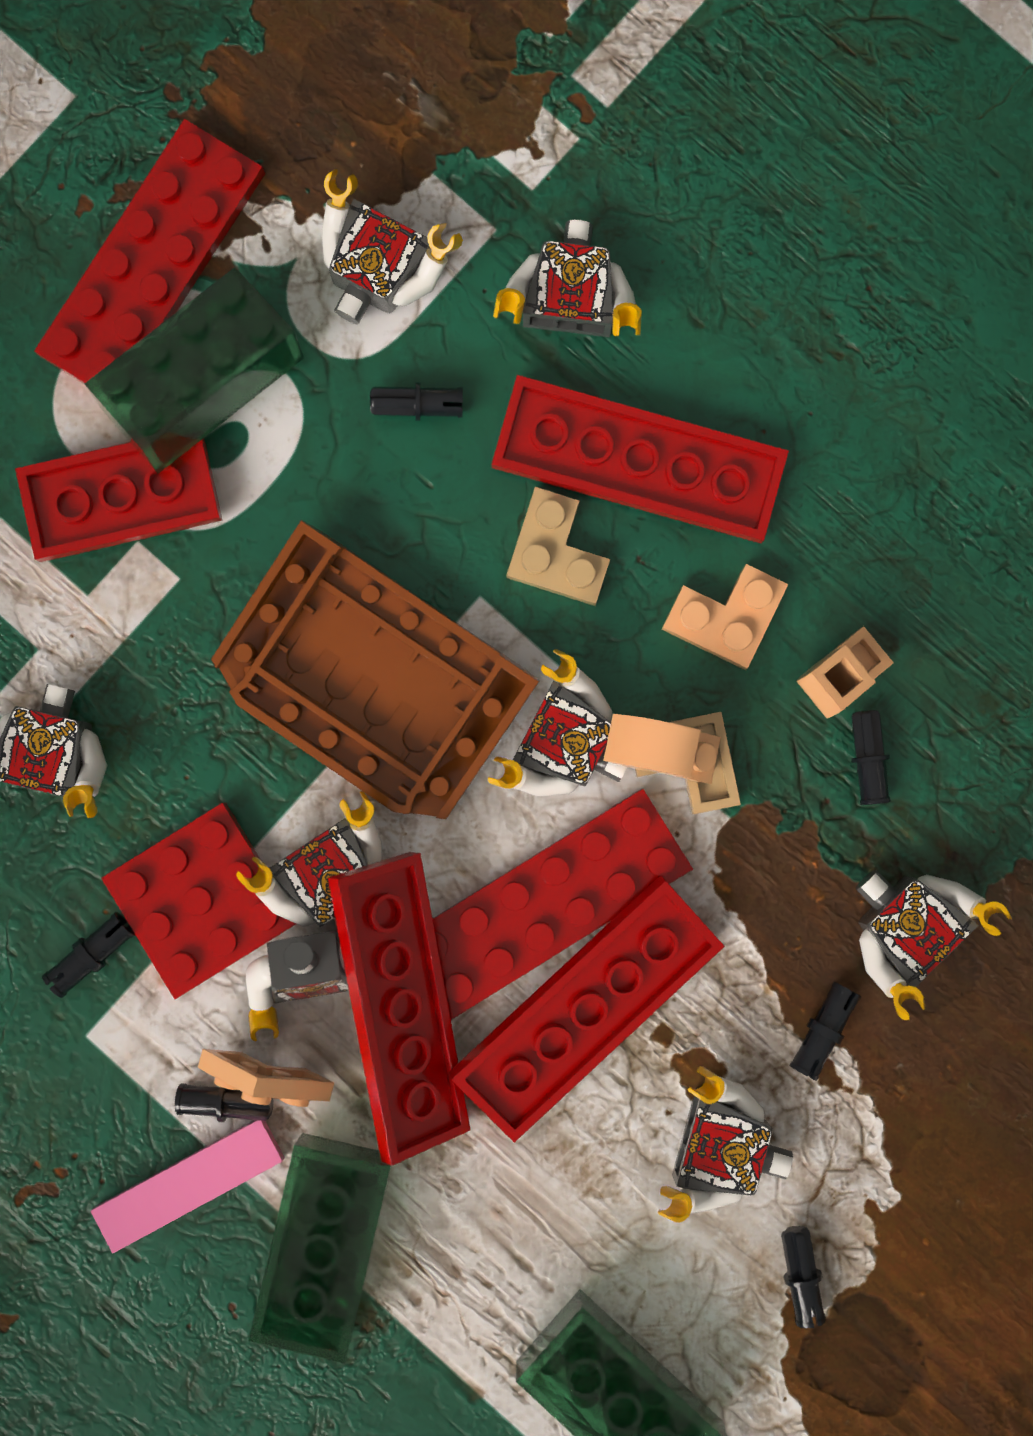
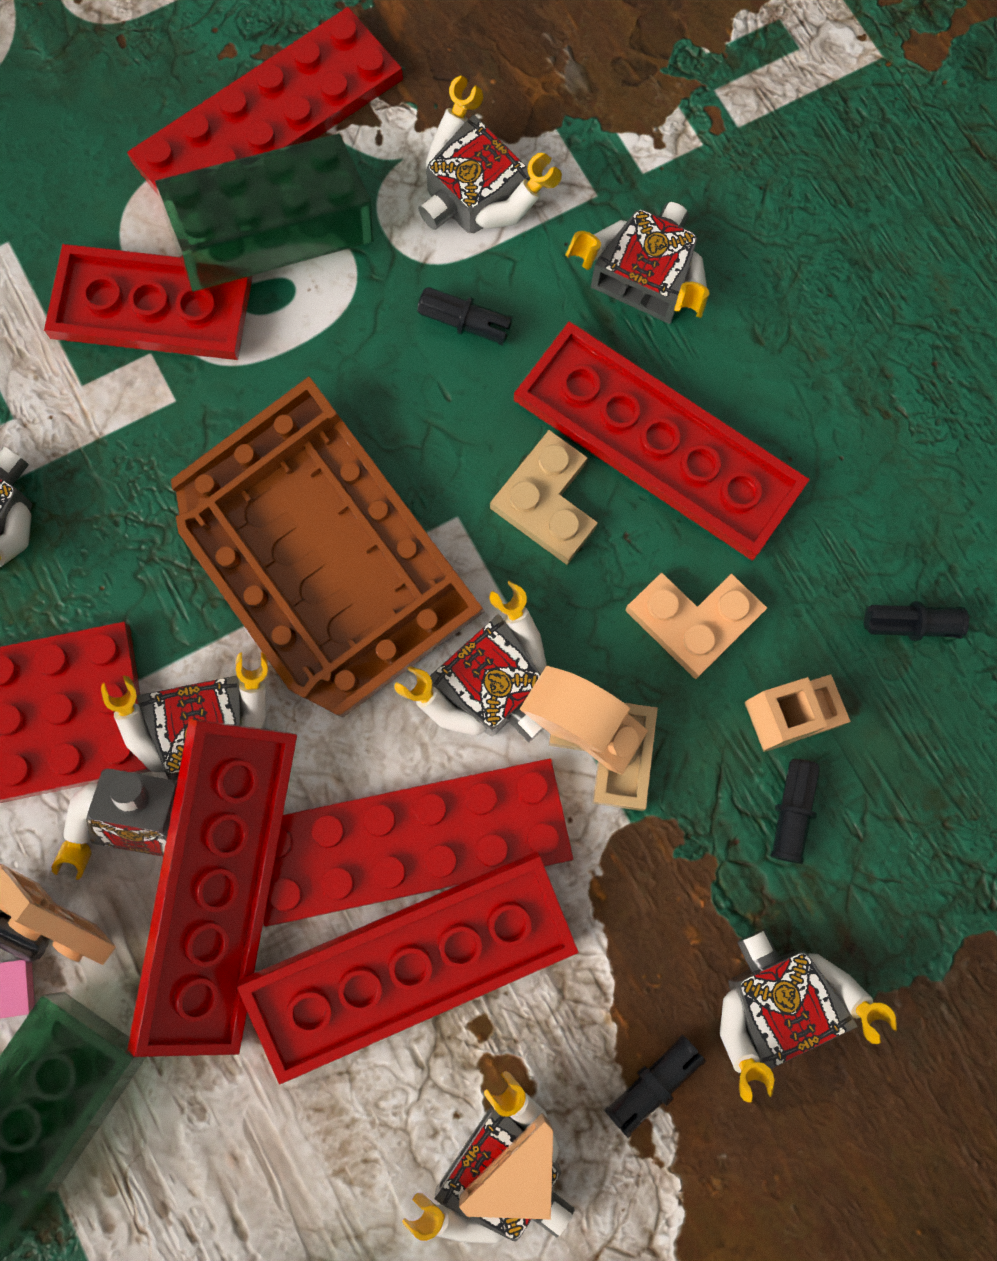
camera: 15 degrees right, 10 degrees down
(739, 1149) = (517, 1180): none -> light nougat slope
(925, 548) = (917, 621): none -> black axle

